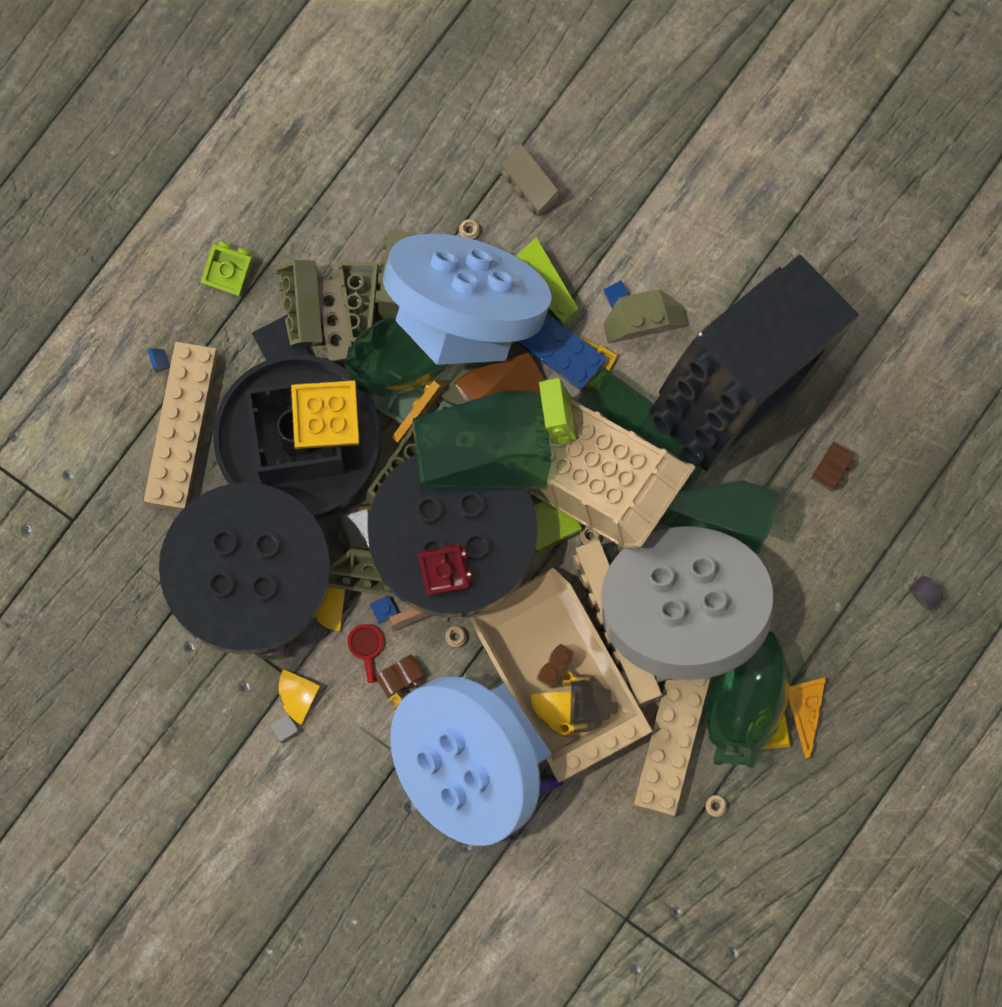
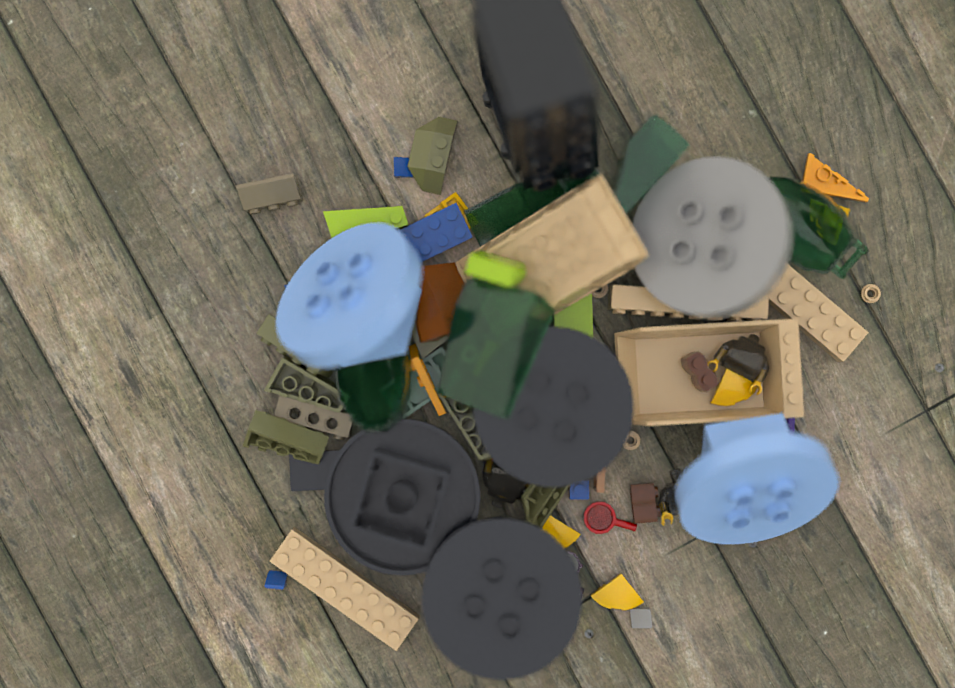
camera: 65 degrees left, 10 degrees up
(227, 267) = (223, 485): lime plate -> none
(325, 414) = (405, 471): yellow plate -> none
(445, 568) = (589, 430): dark red plate -> none
(466, 224) = (282, 260): tan plate -> none
(832, 467) = (636, 59): reddish brown brick -> none
(926, 592) = (779, 34): piece -> none

